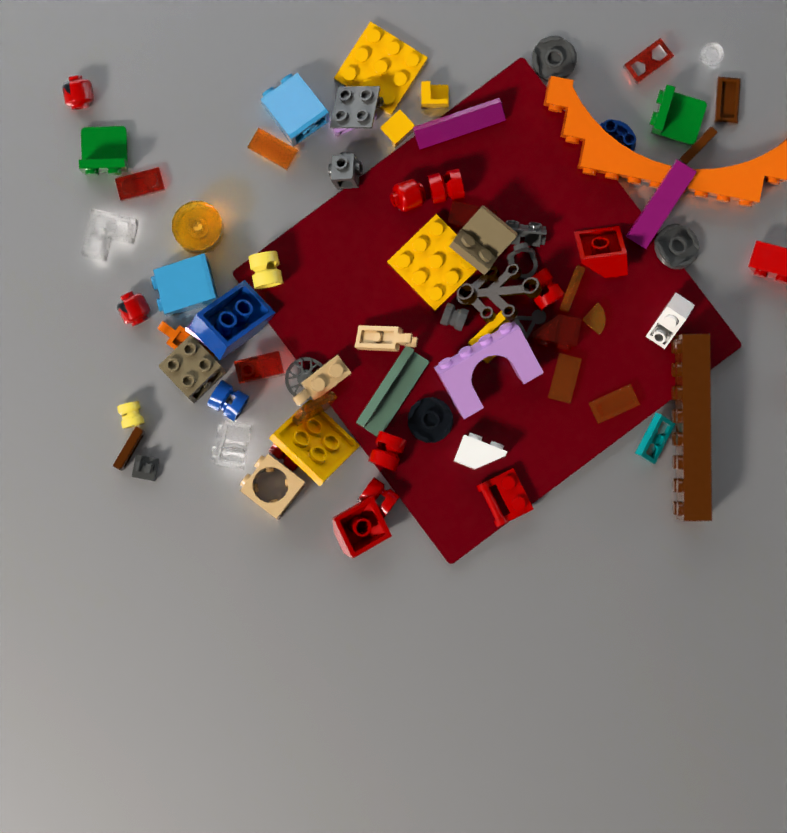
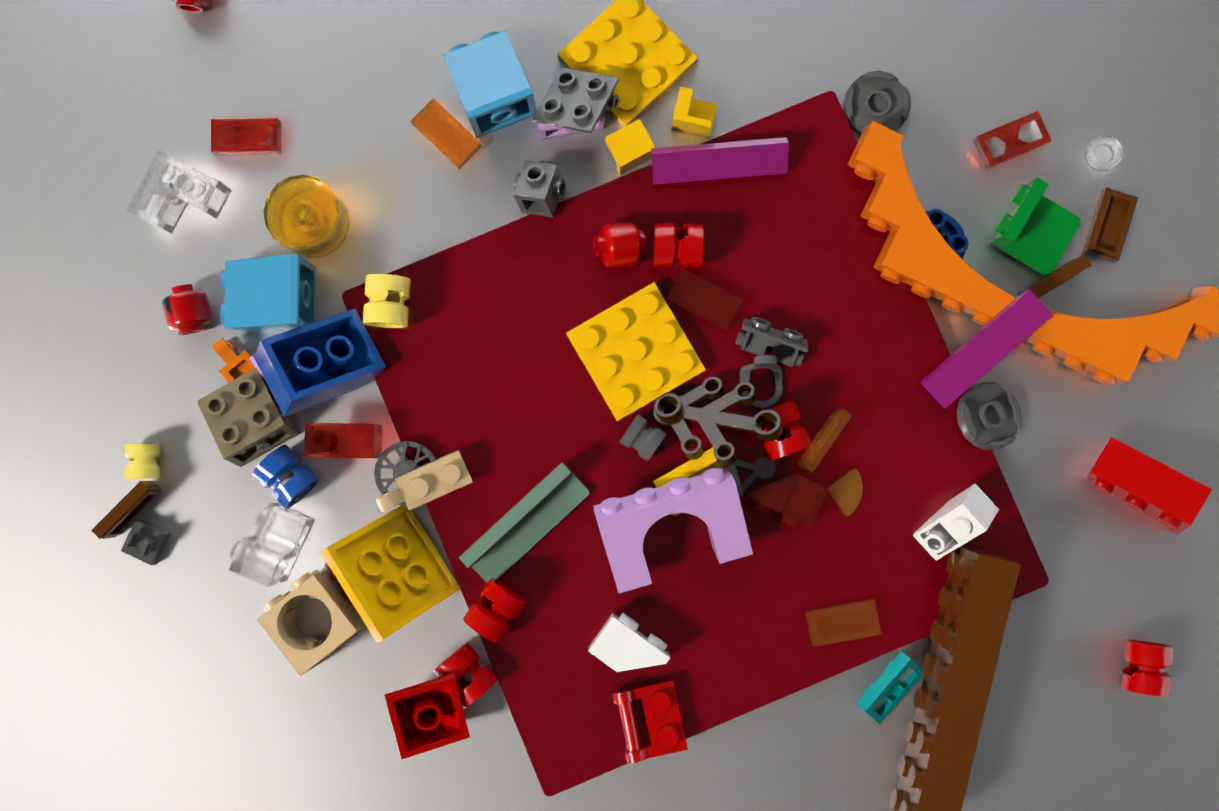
camera: 15 degrees right, 0 degrees up
(104, 150) = (205, 76): green bracket -> none
(314, 408) = (403, 521): clear orange tile -> none
(383, 338) = (530, 444): tan plate -> none
(430, 420) = (570, 578): black tile -> none
(483, 239) = (713, 336): dark tan bracket -> none
(564, 378) = (780, 567): clear orange tile -> none
(603, 251) = (884, 396): red slope -> none

